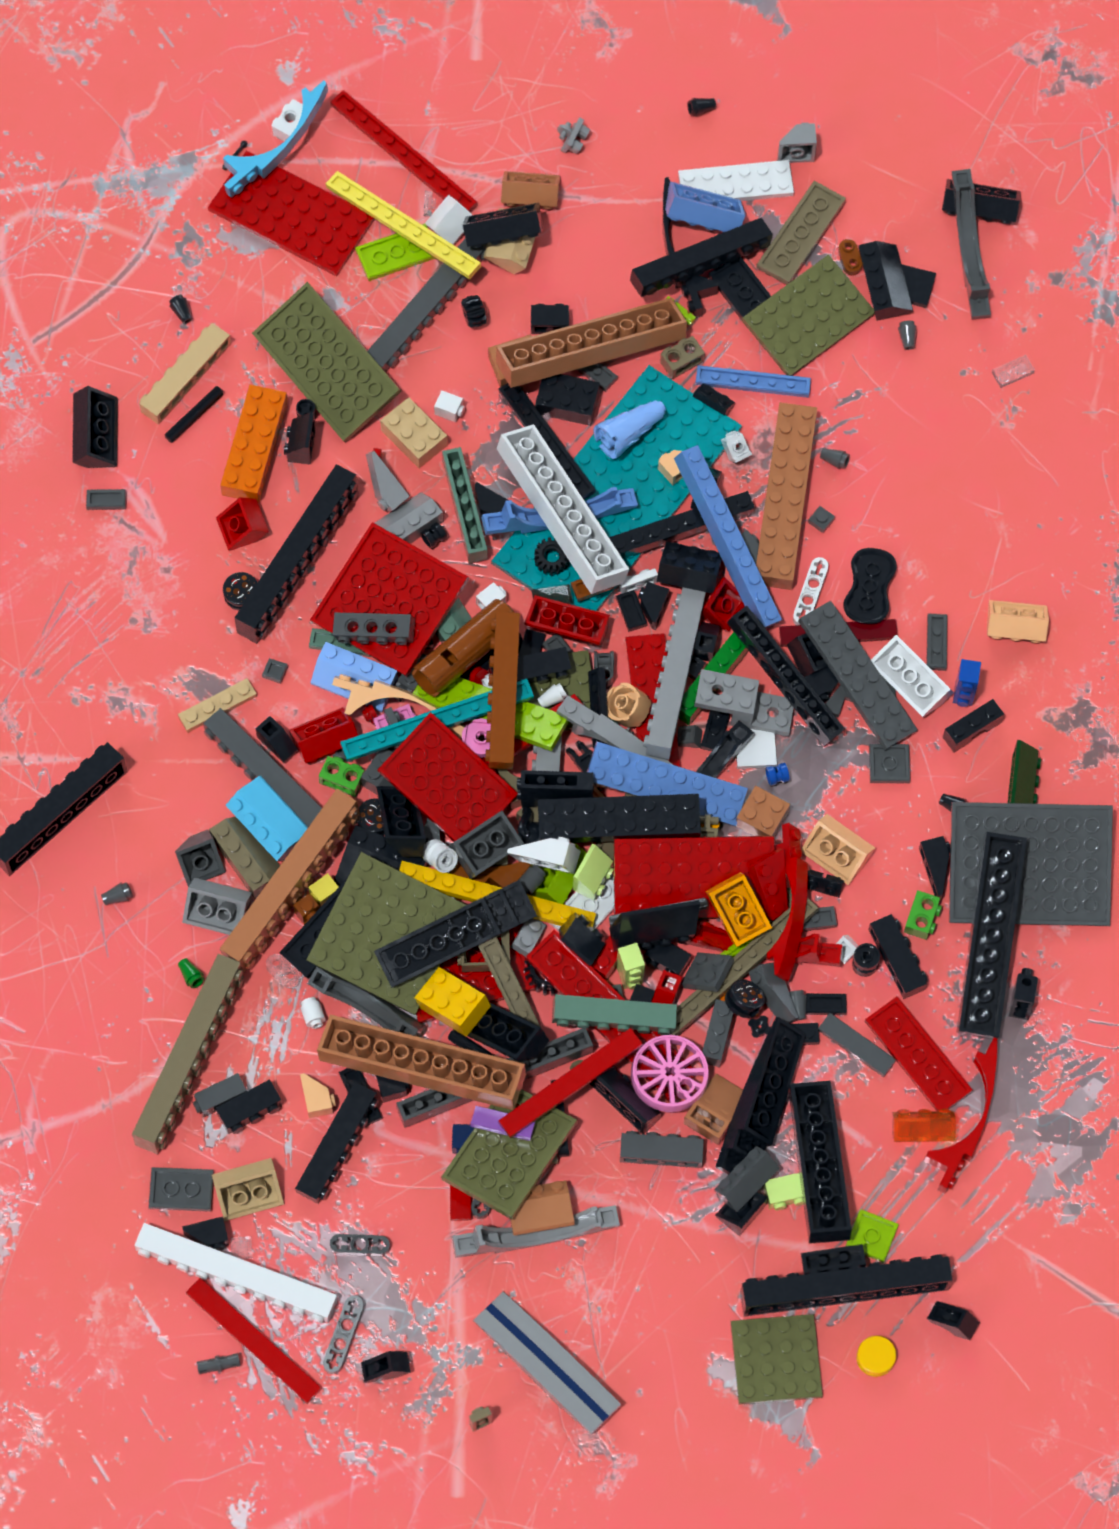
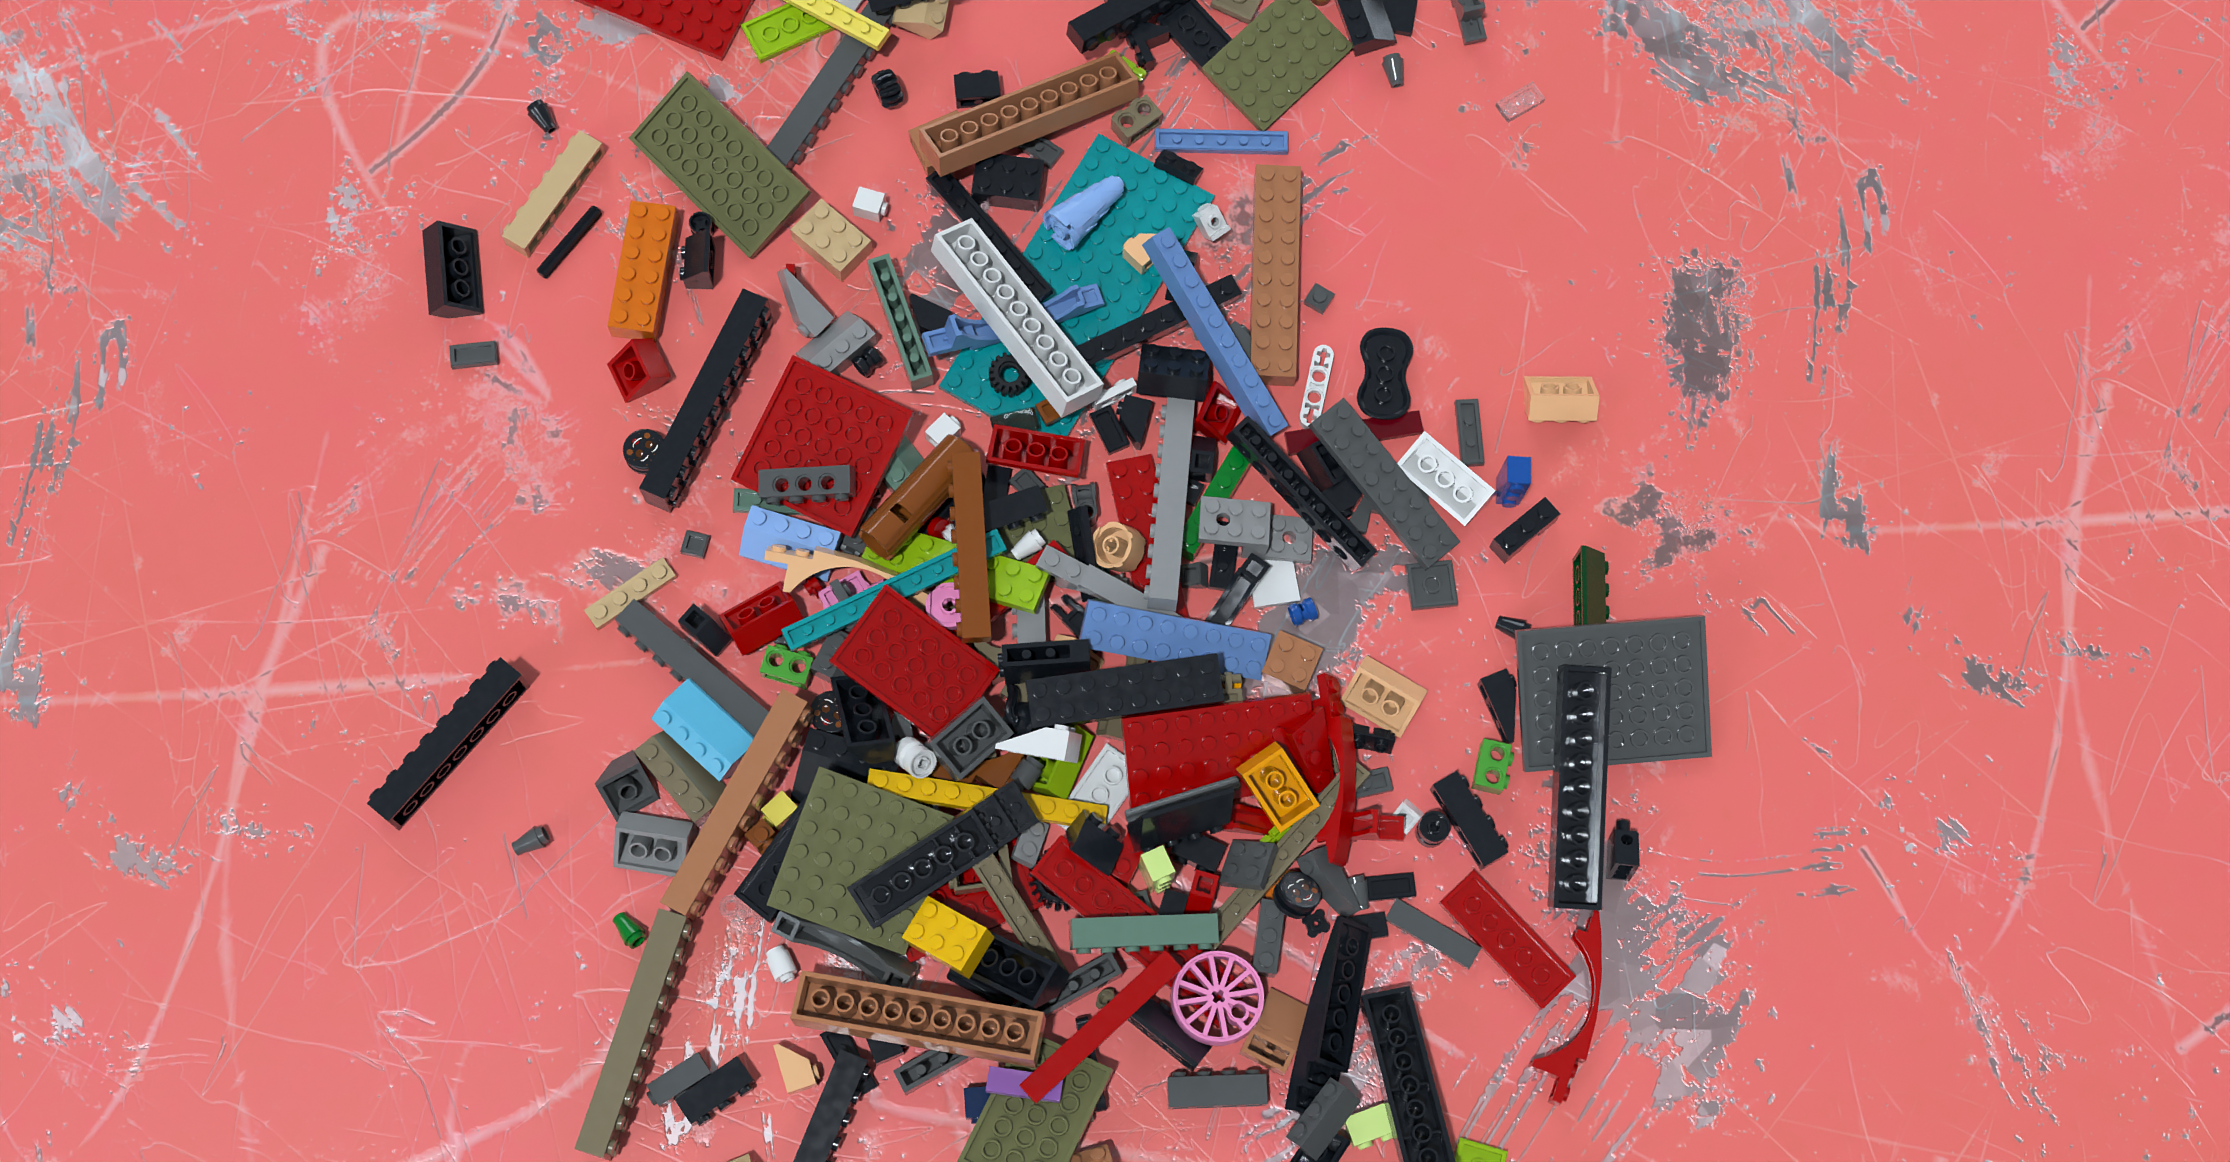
camera: 10 degrees left, 5 degrees up
(593, 873) = (1099, 758): yellowish green slope -> none
(835, 457) = (1327, 223): dark grey cone -> none
(923, 1125) = (1524, 1028): clear orange brick -> none

